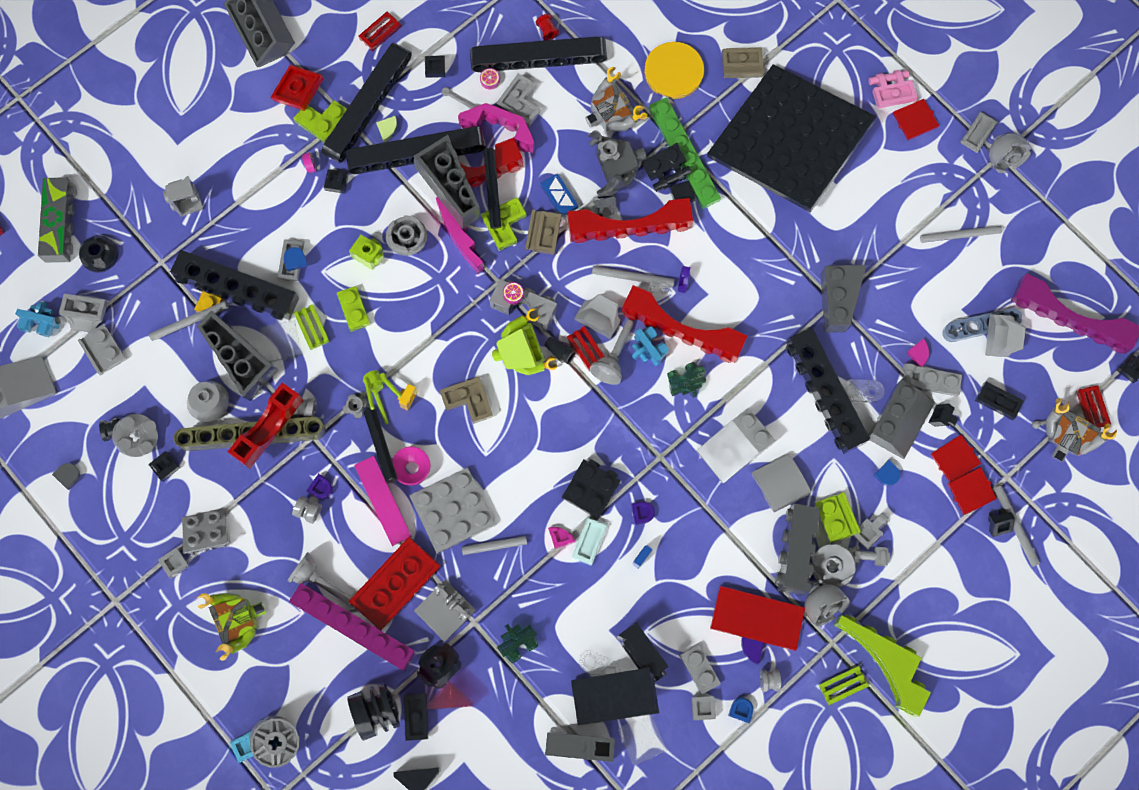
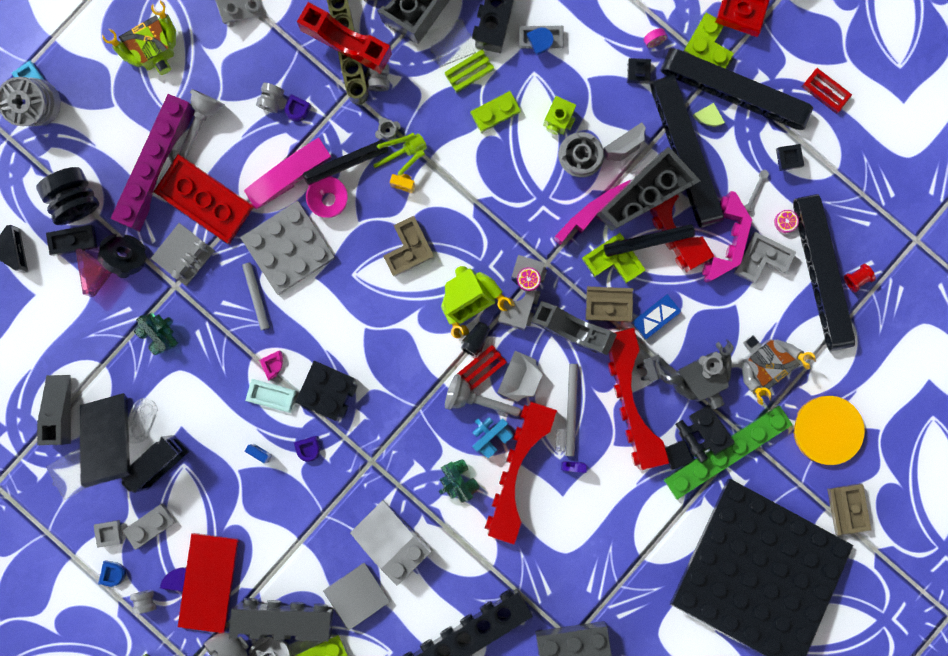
camera: 85 degrees right, 10 degrees up
(401, 196) = (625, 144): none -> light grey slope
(563, 262) = (573, 329): none -> dark grey arch

